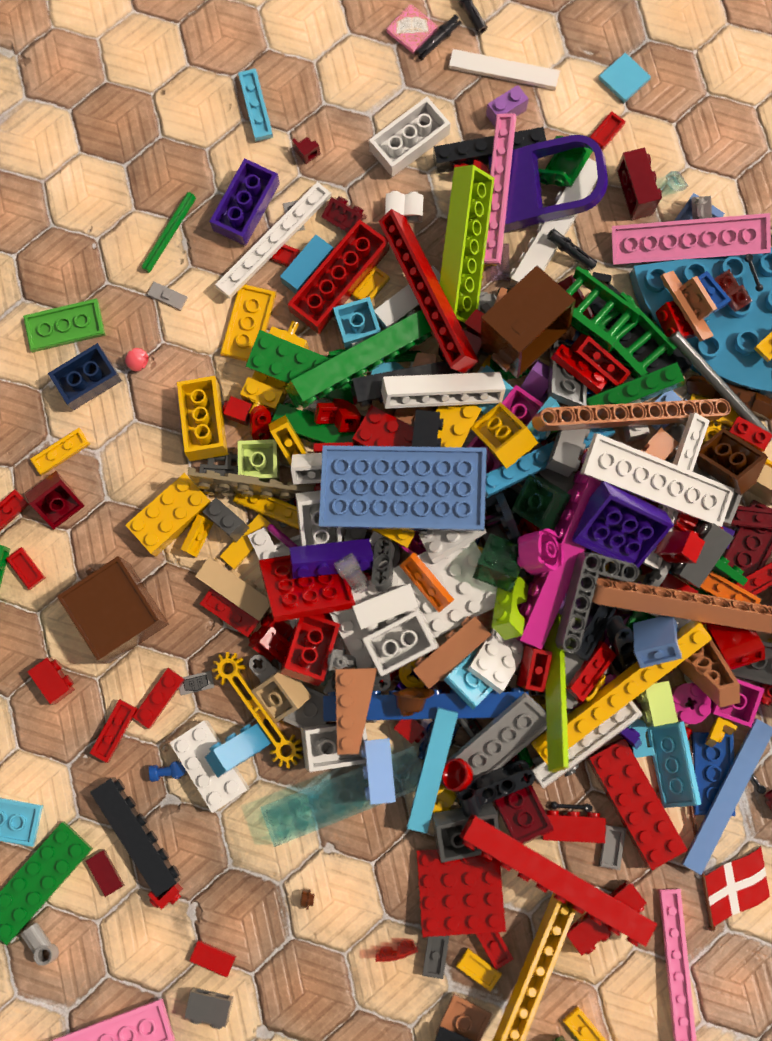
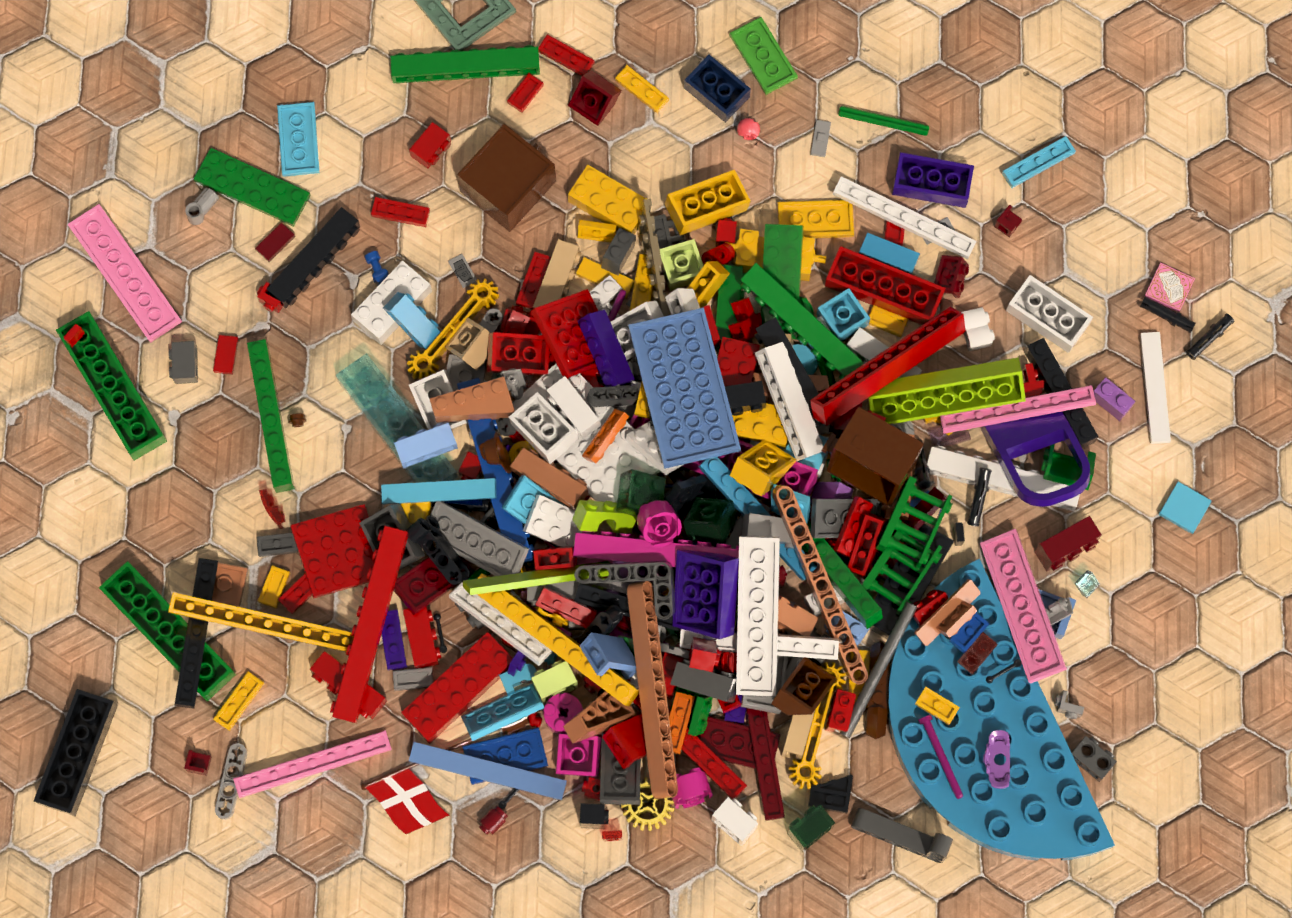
camera: 70 degrees right, 5 degrees down
(159, 698) = (440, 242): red plate -> none
(294, 927) = (270, 416): none -> green brick
(350, 570) = (598, 365): clear piece -> none
(457, 775) = (440, 514): red piece -> none
(571, 858) = (393, 642): none -> dark purple plate
(608, 130) = (1121, 504): red tile -> none
(718, 730) = (544, 744): yellow bracket -> none

